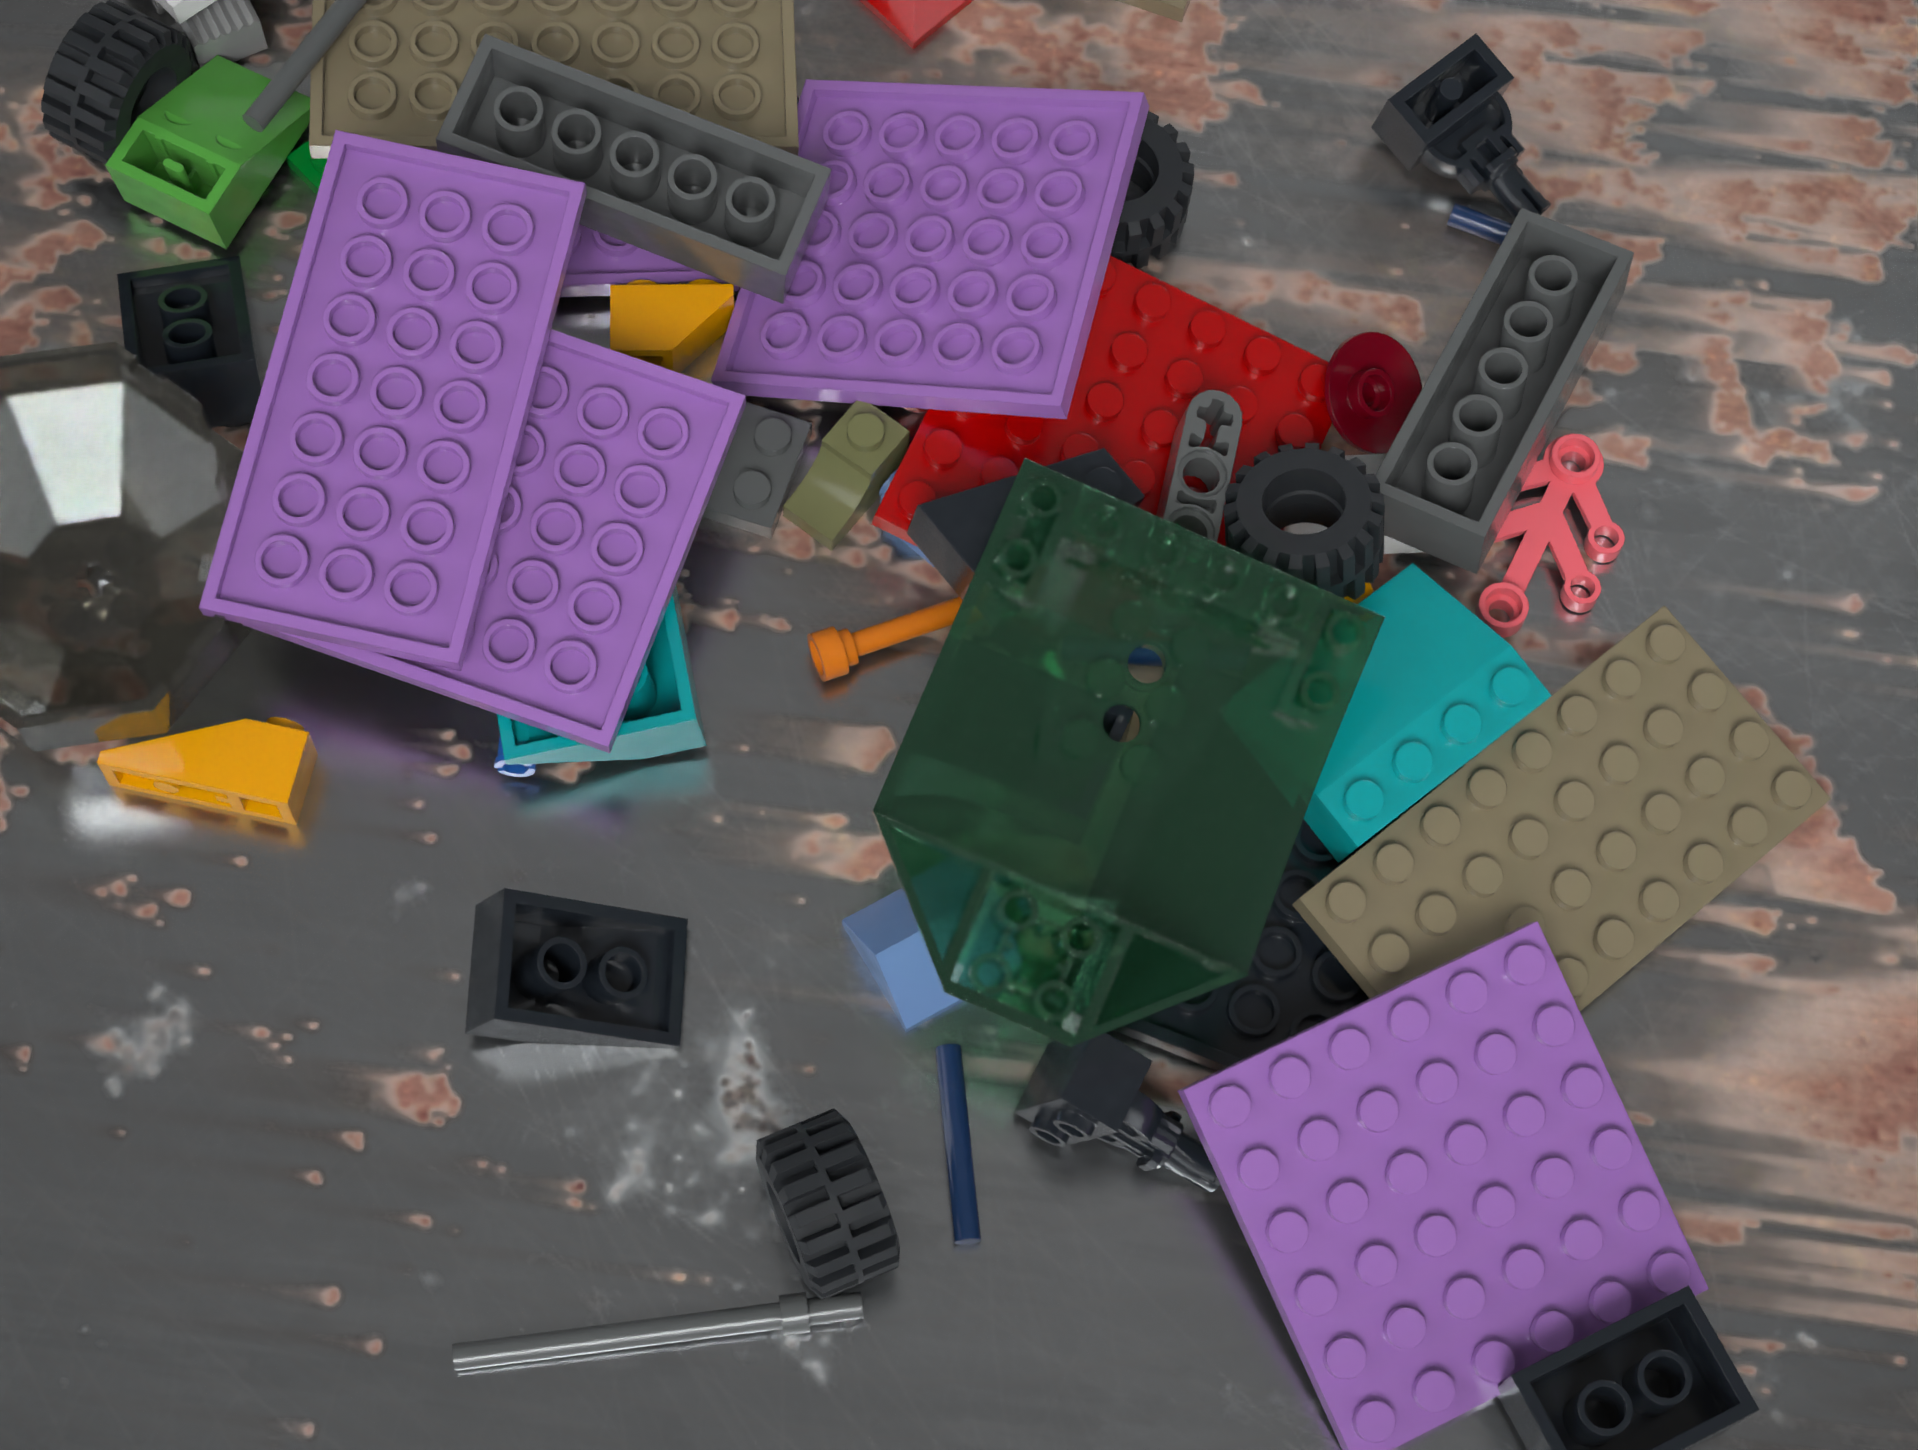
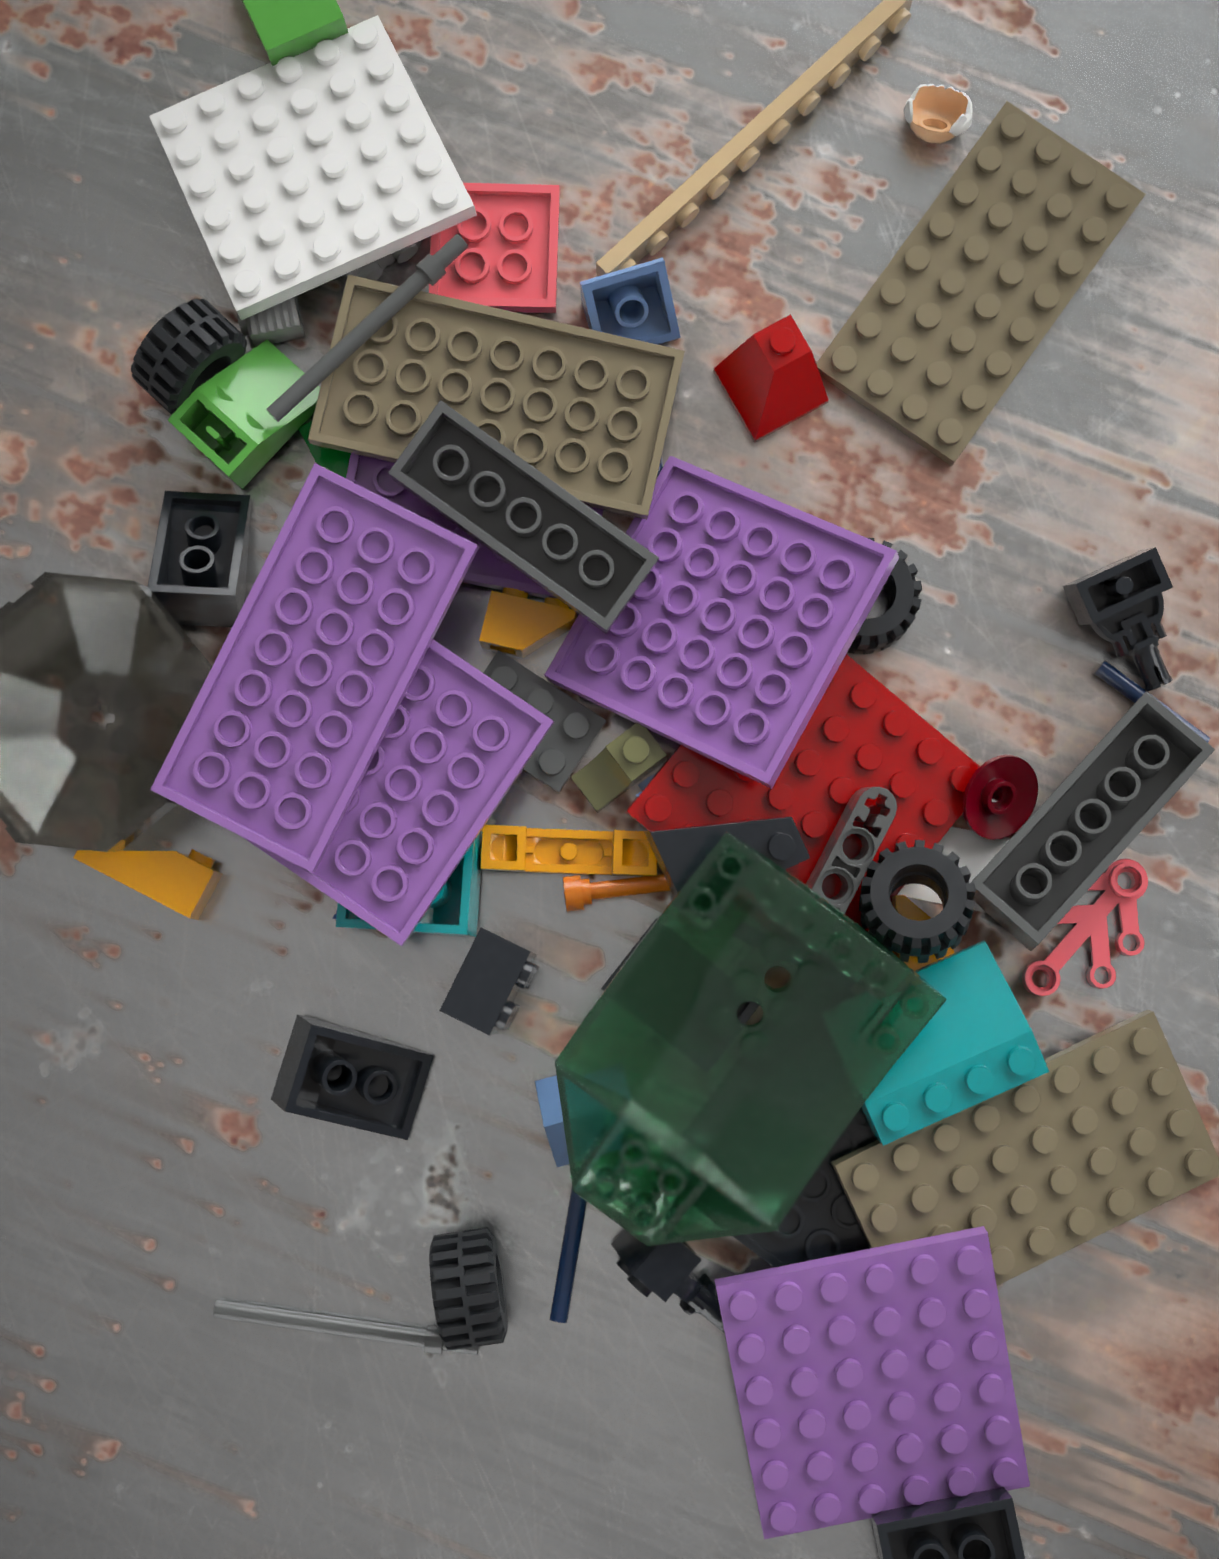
camera: 25 degrees right, 15 degrees up
(748, 771) = (489, 983): none -> black brick
(789, 607) = (567, 851): none -> light orange slope

